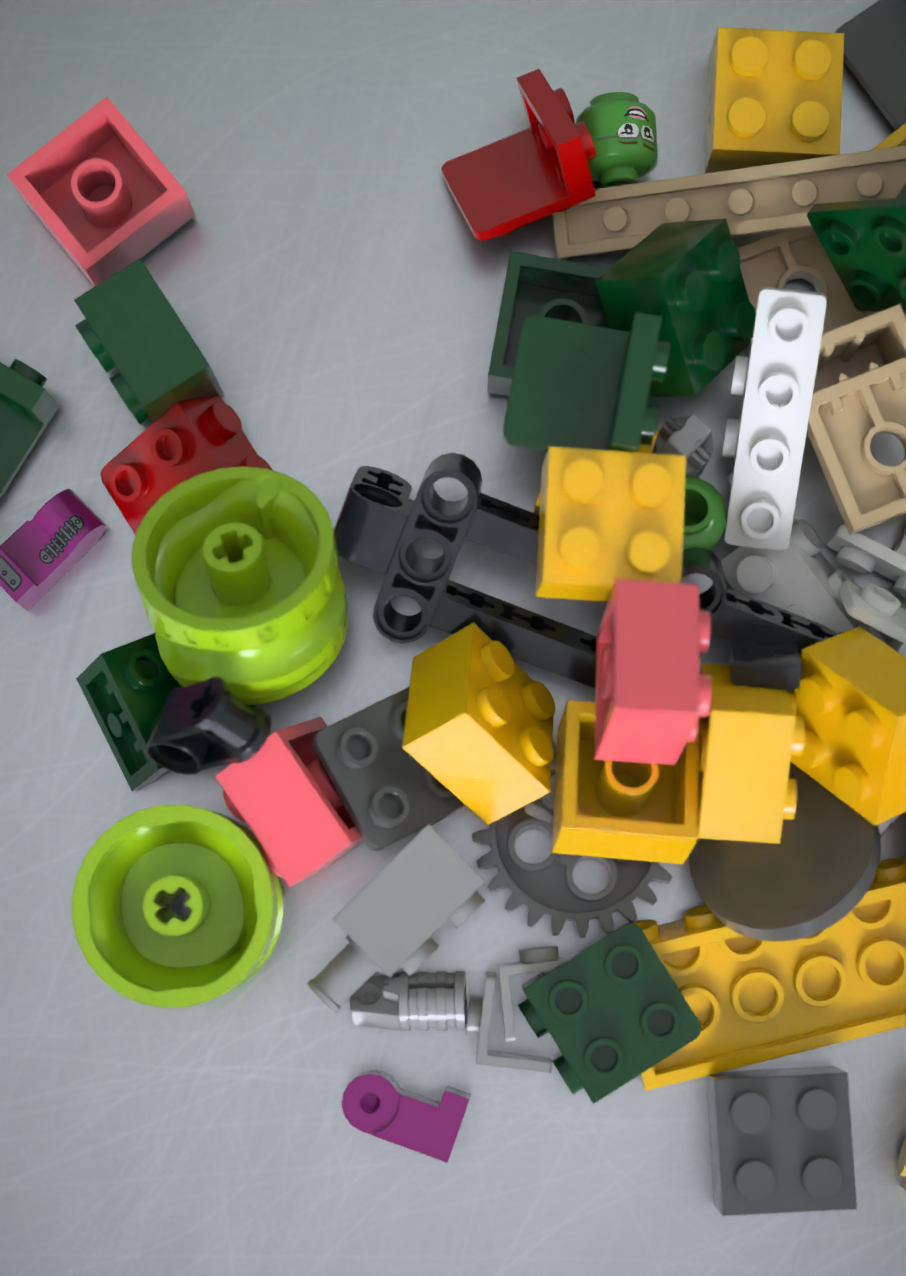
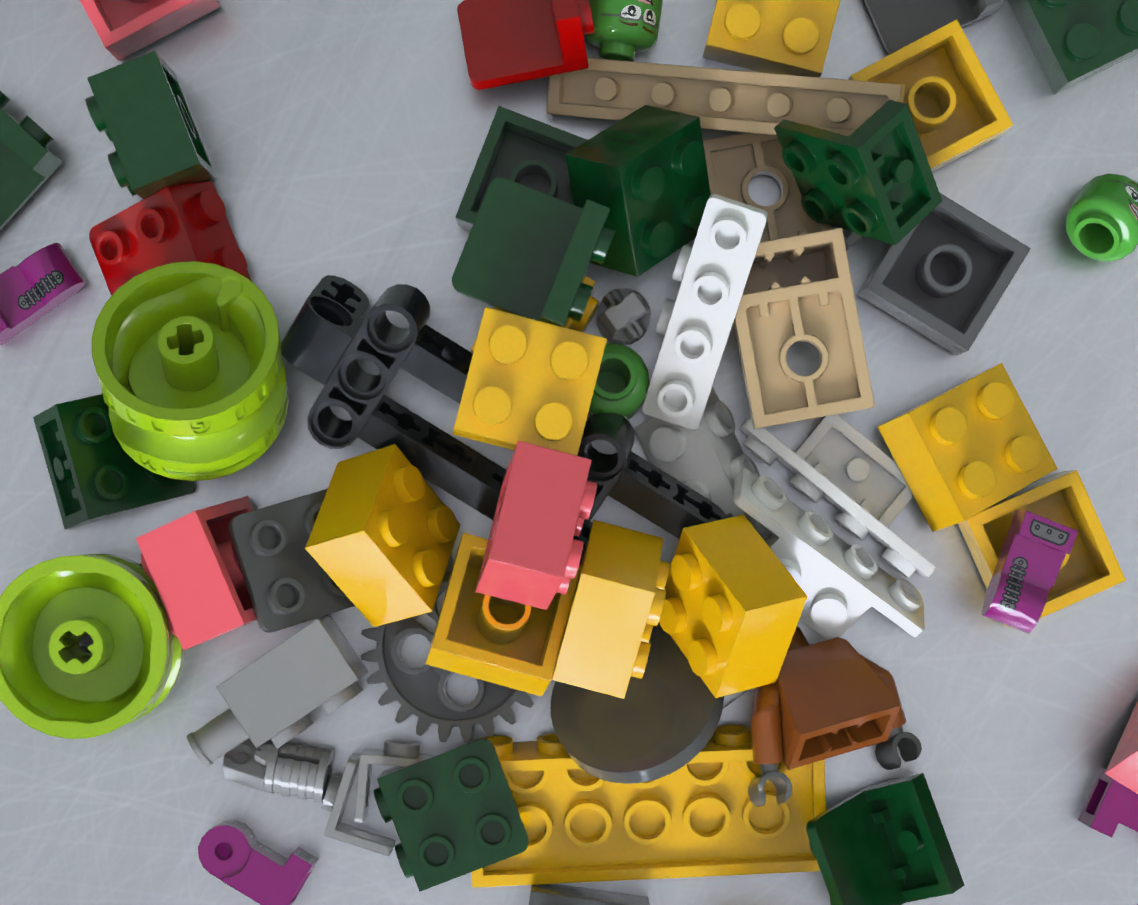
camera: 10 degrees right, 5 degrees up
(206, 728) = (135, 494): black piece -> none
(764, 664) = (646, 534): black tile -> none

